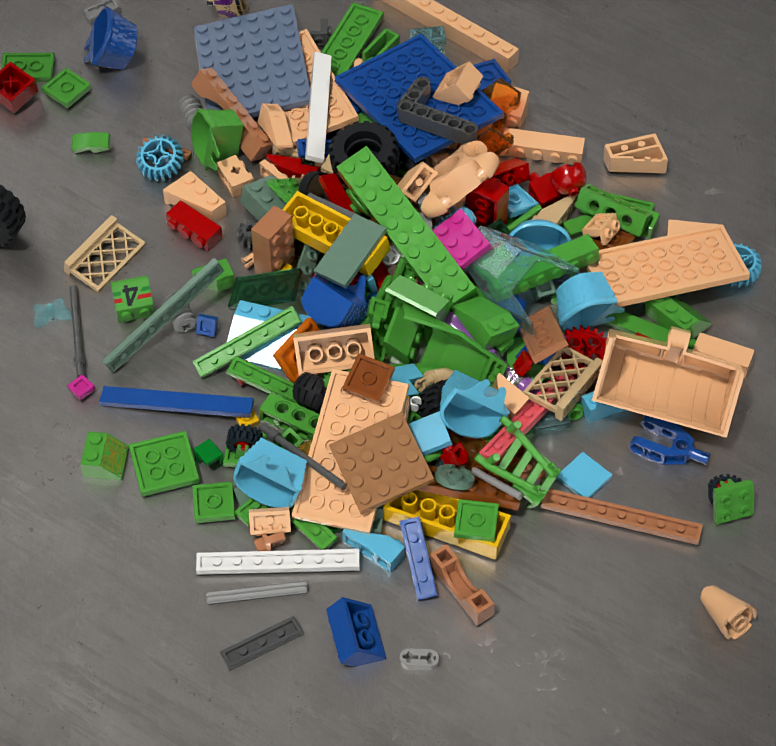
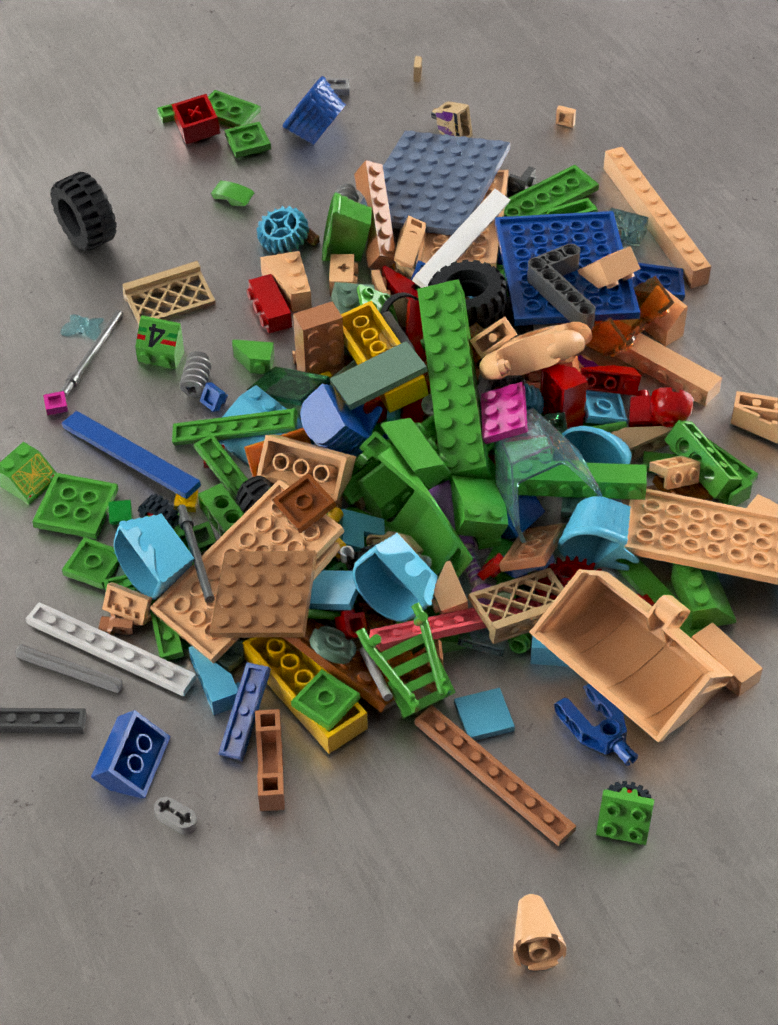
camera: 30 degrees right, 5 degrees down
(163, 315) = (171, 366): sand green tile -> none

